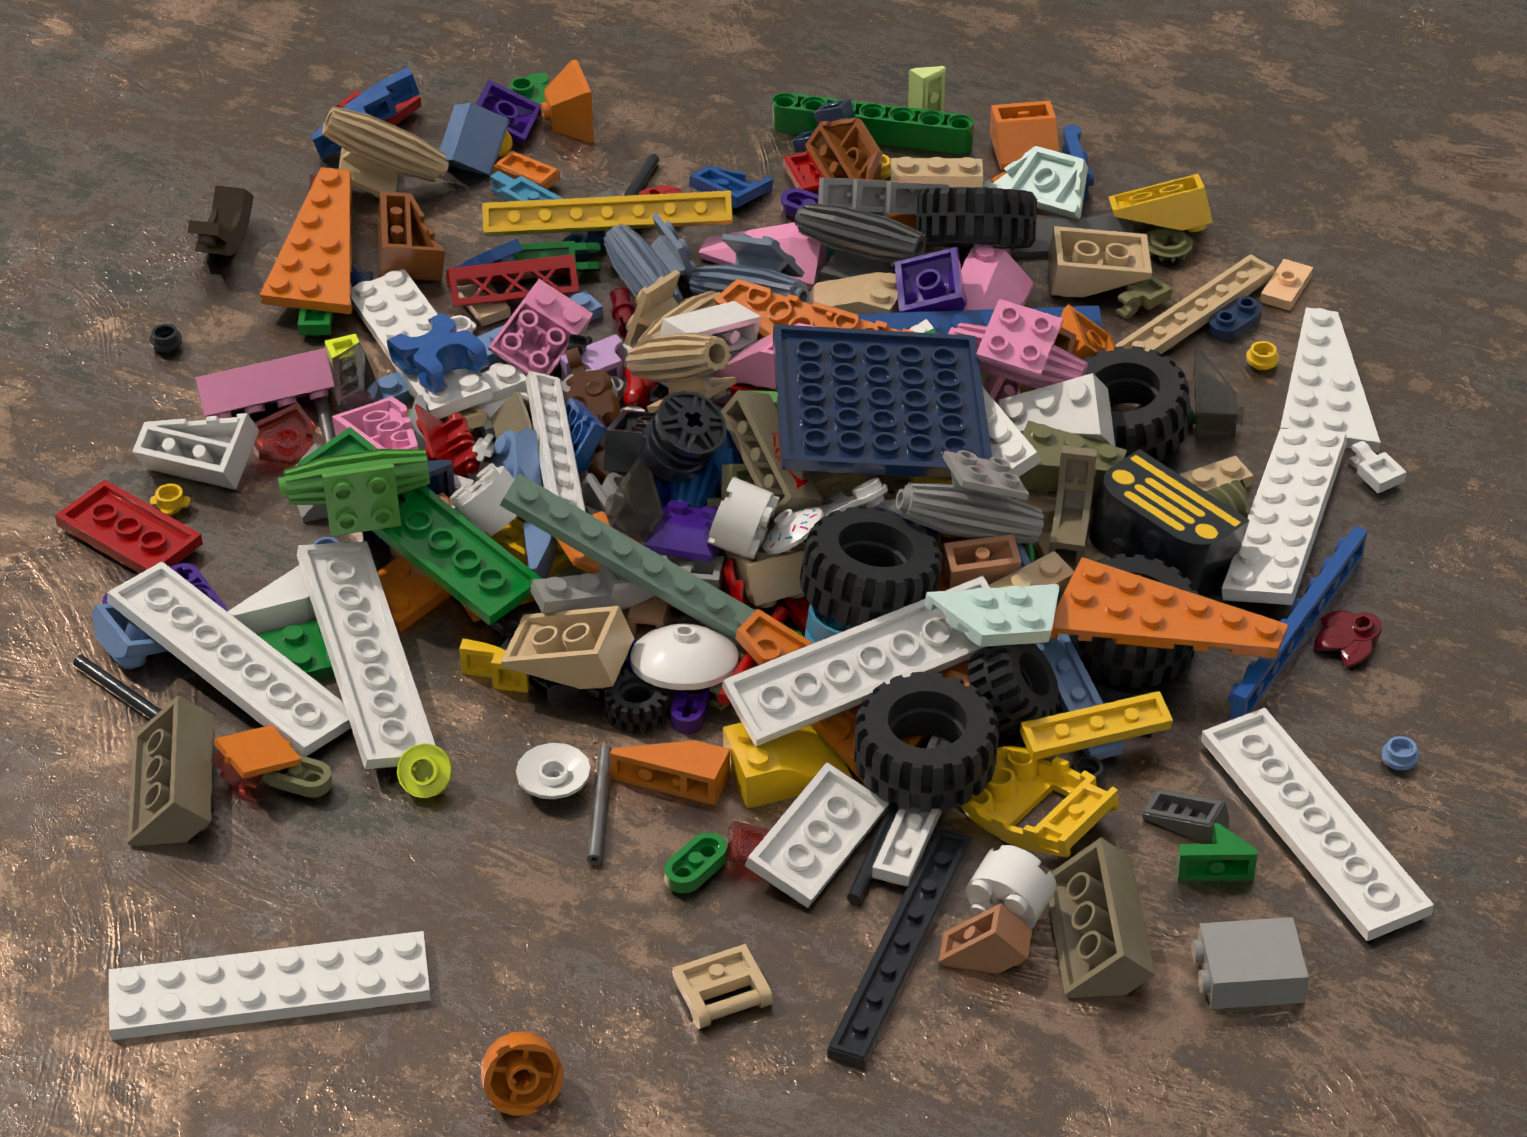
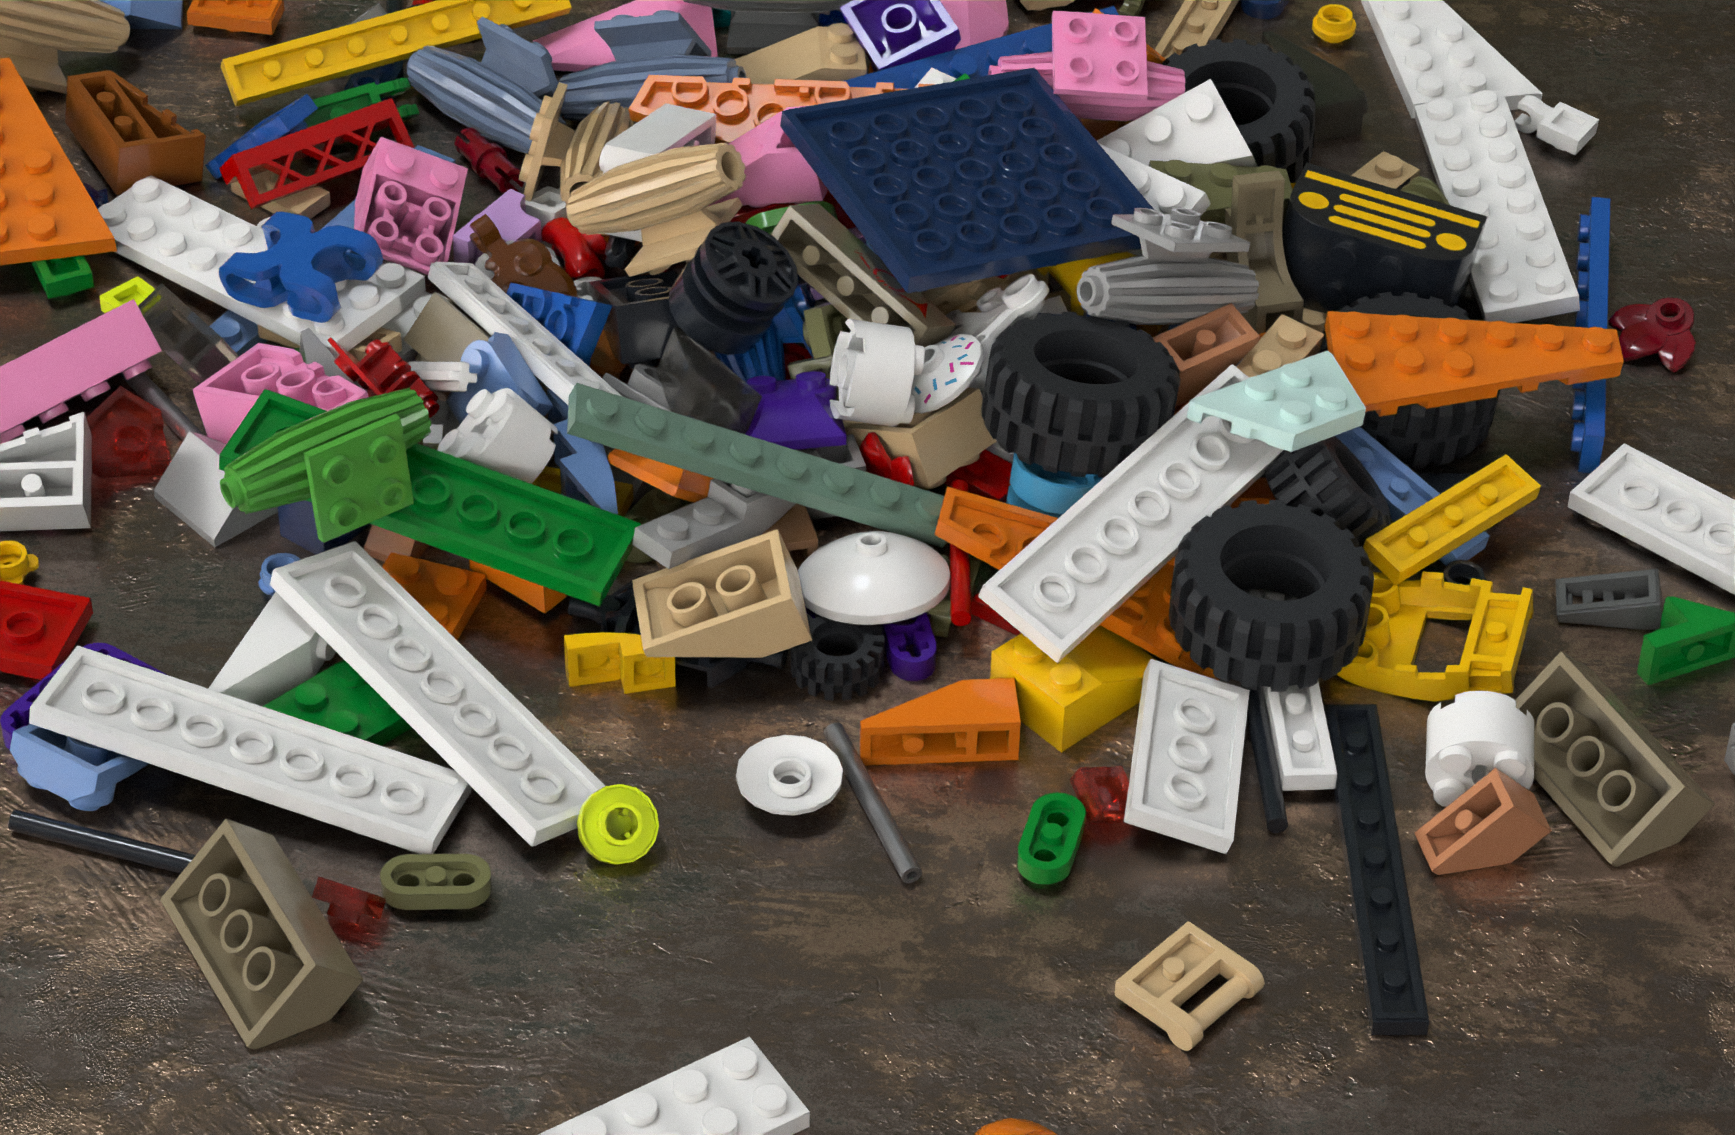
camera: 25 degrees left, 0 degrees up
(257, 751) = (374, 865): orange piece -> none
(518, 189) = (240, 35): dark azure hinge -> none
(580, 342) = (468, 211): black piece -> none

